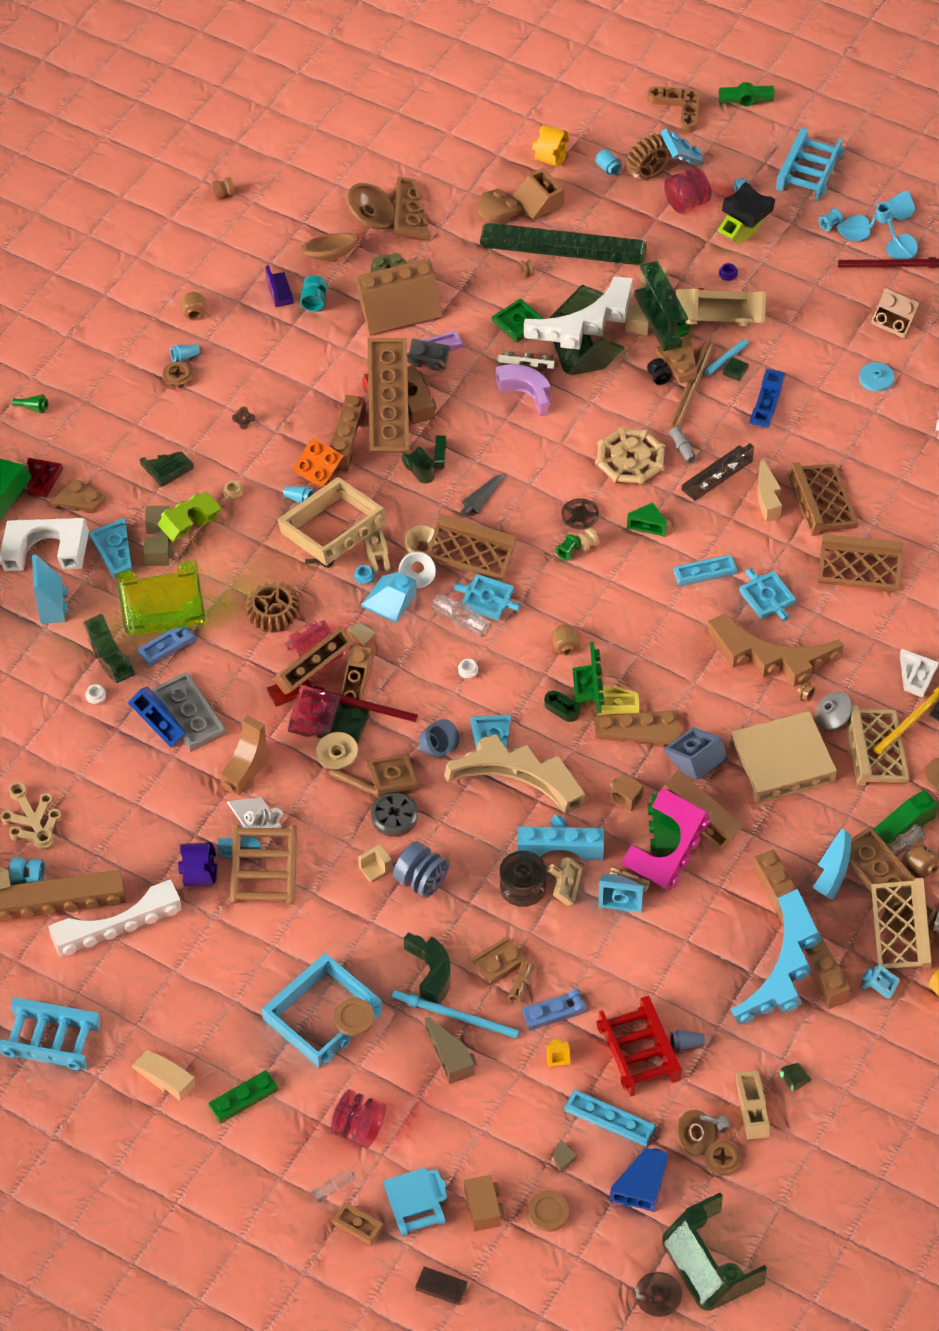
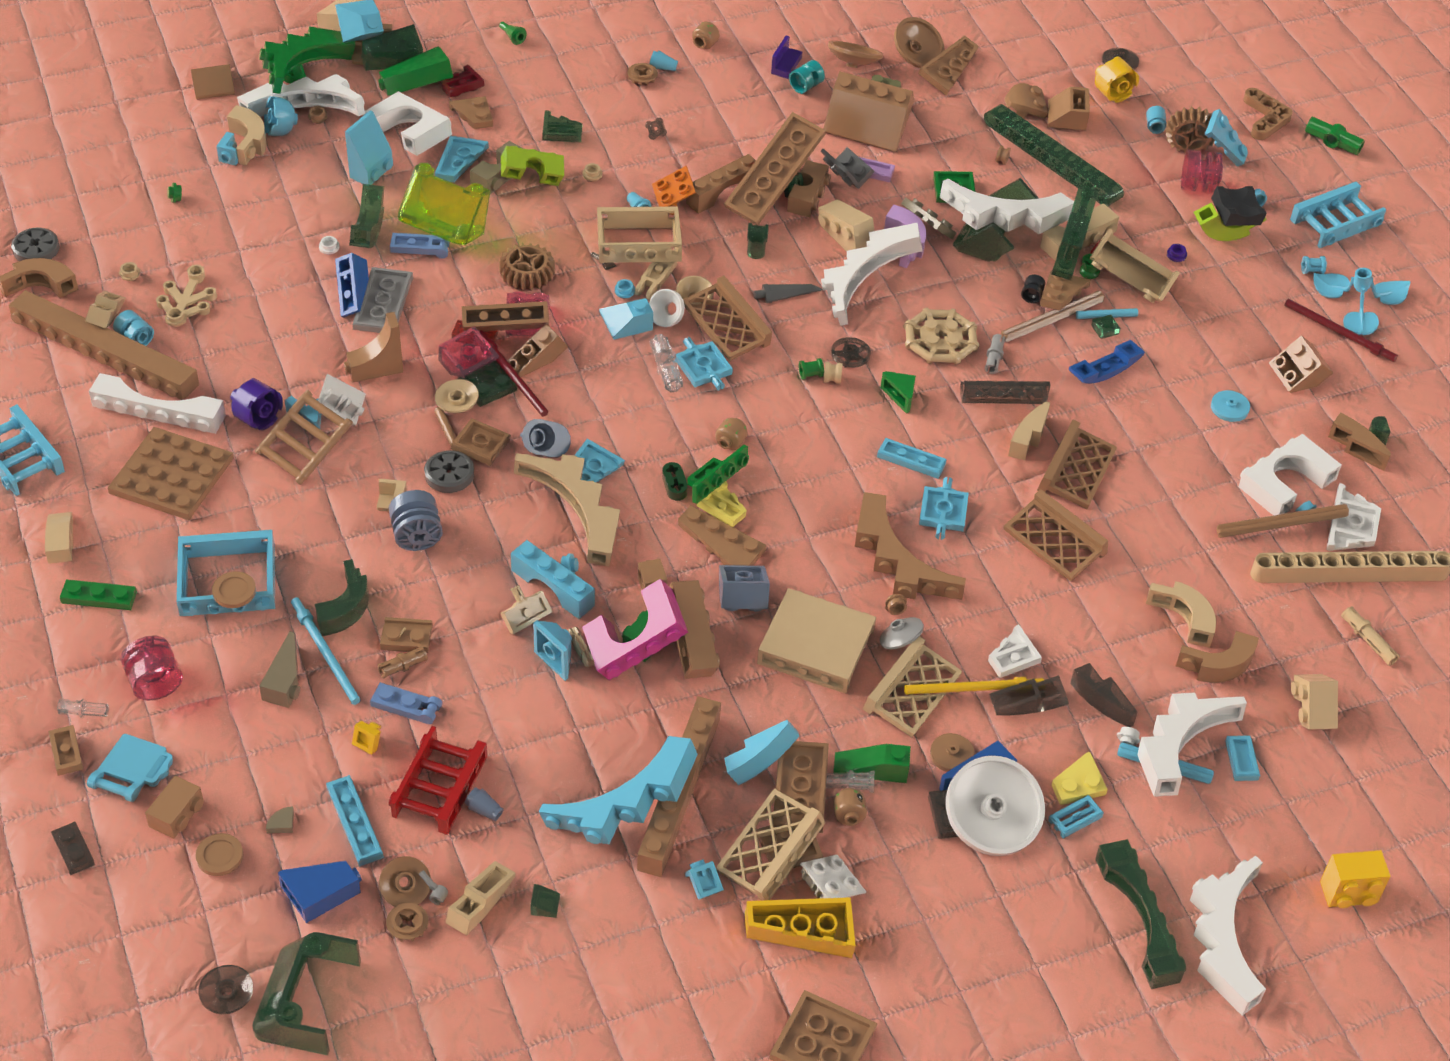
camera: 35 degrees right, 5 degrees down
(187, 965) = (171, 473): none -> medium nougat plate
(360, 634) = (574, 328): tan slope -> none
(440, 451) = (783, 240): dark green beam -> none
(468, 668) = (629, 405): white plate -> none
(480, 409) = (846, 224): none -> tan wedge
(523, 878) = (489, 583): clear smoke wheel -> none
(527, 122) = (1127, 55): none -> clear smoke dish
(527, 411) = (882, 248): none -> white arch

